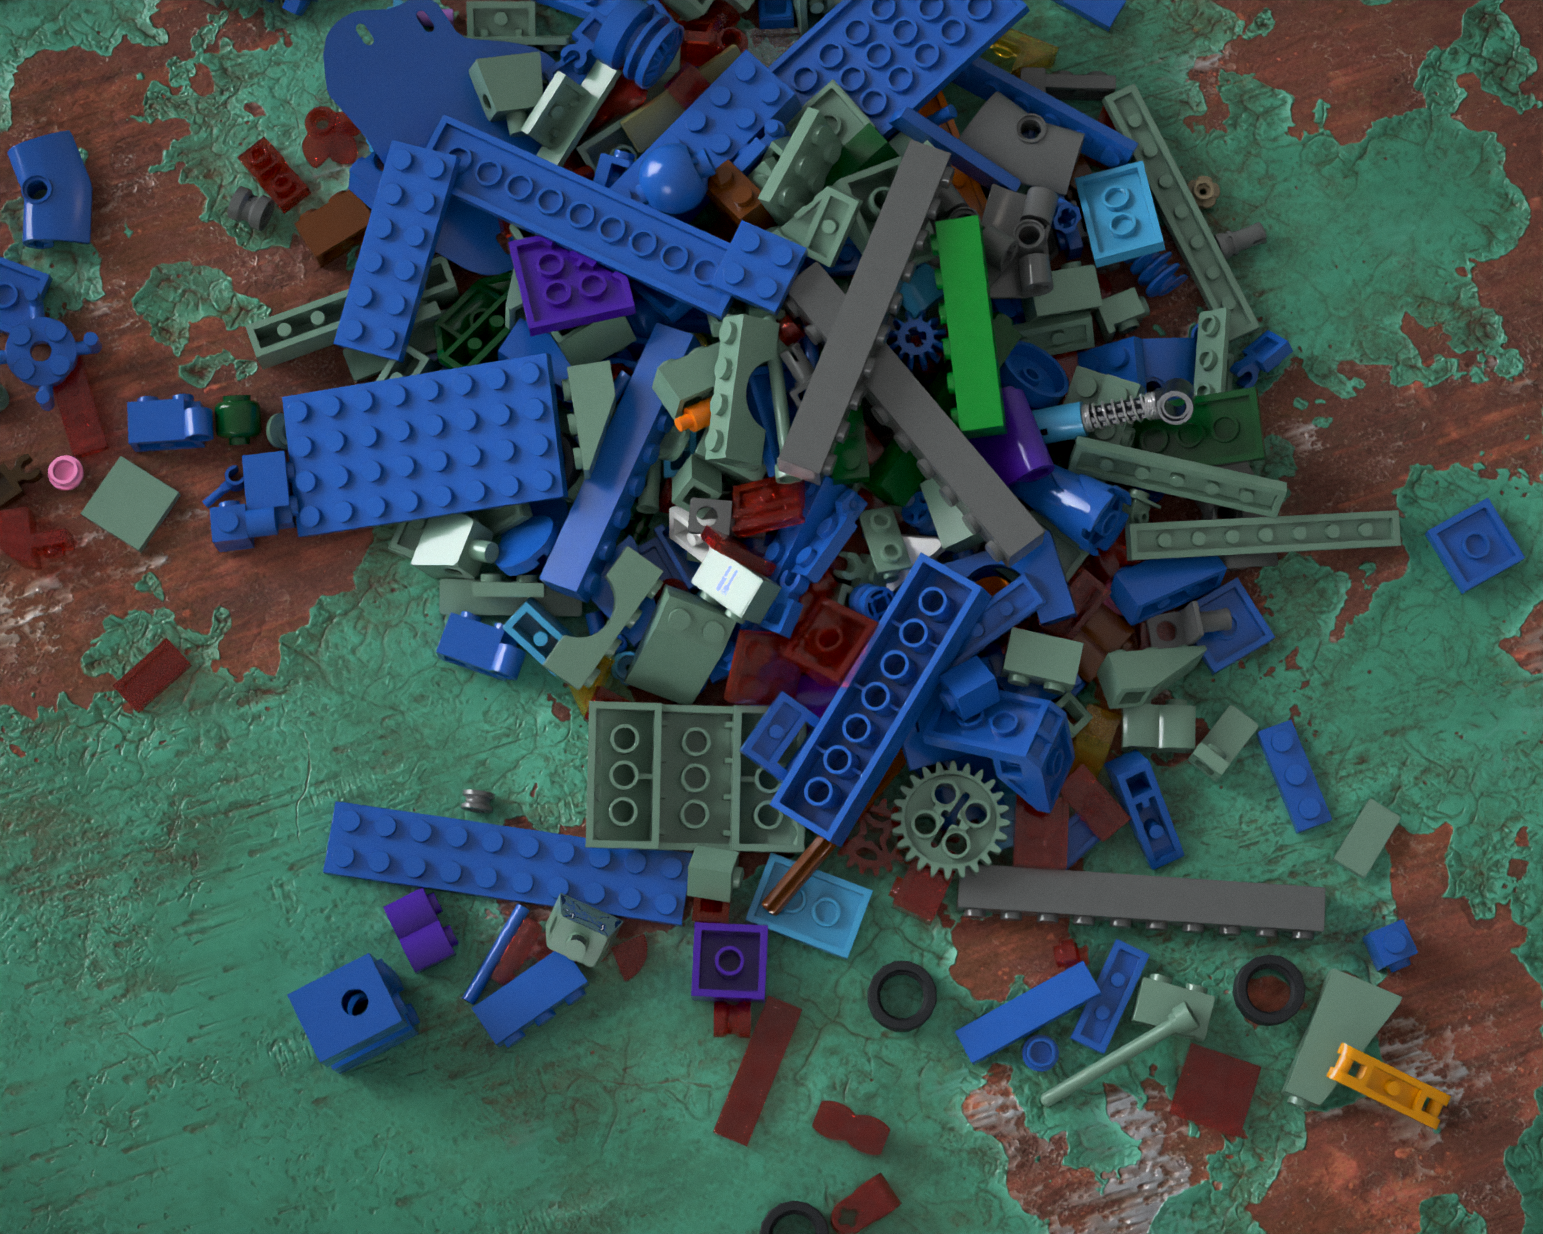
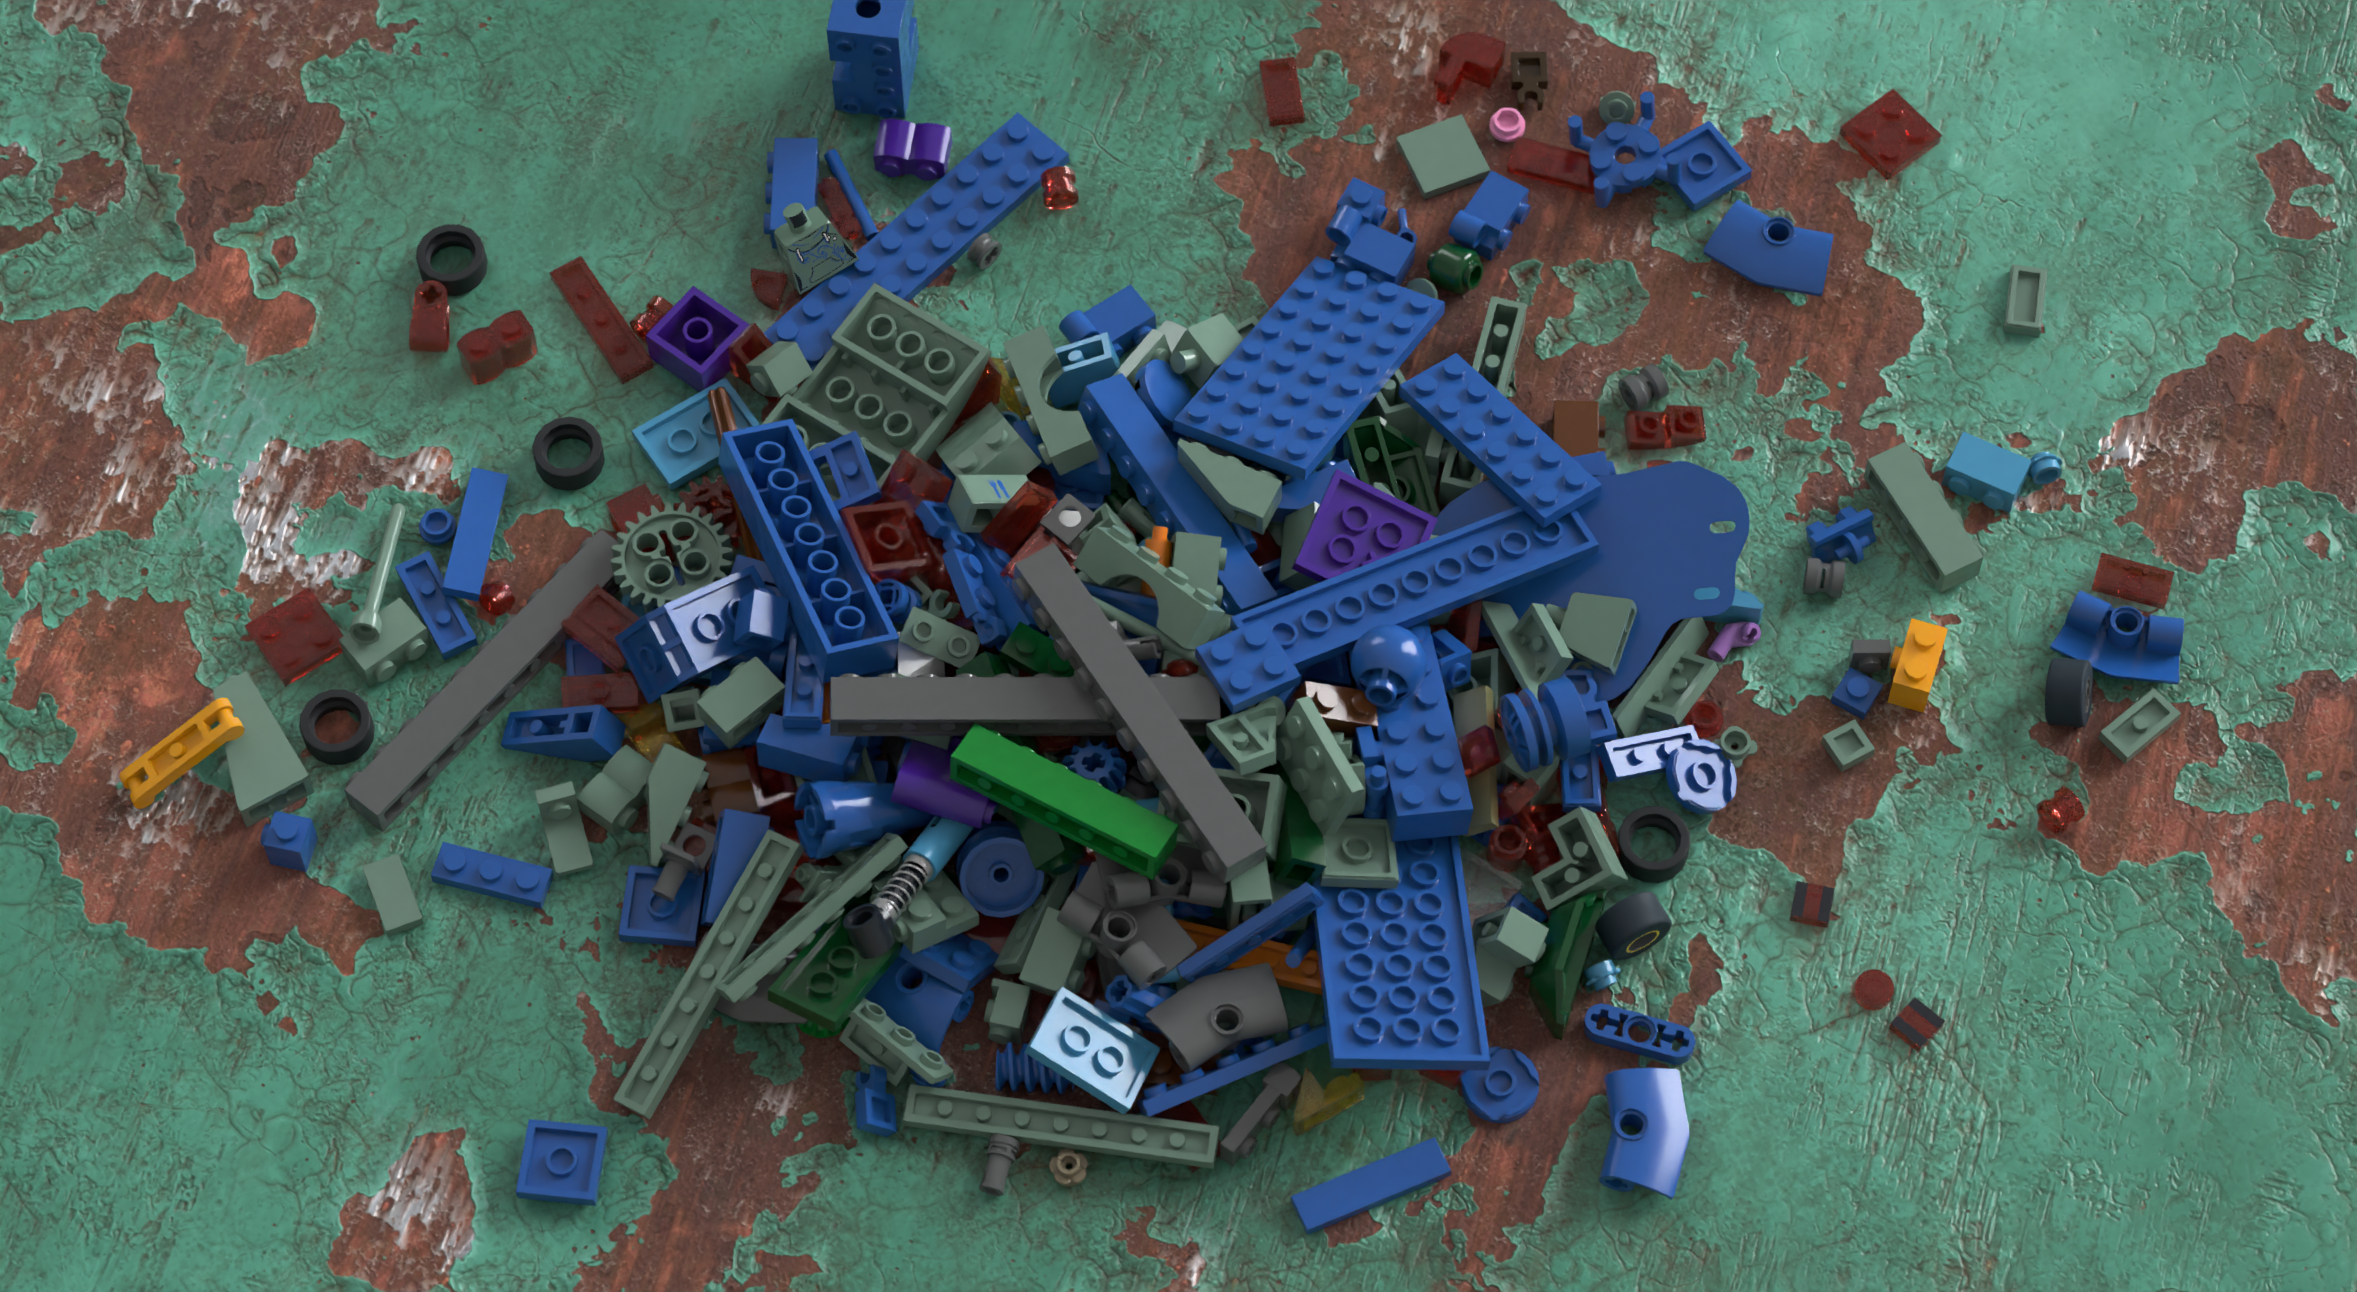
camera: 125 degrees right, 15 degrees down
(375, 783) = (1059, 188): none -> clear red wheel

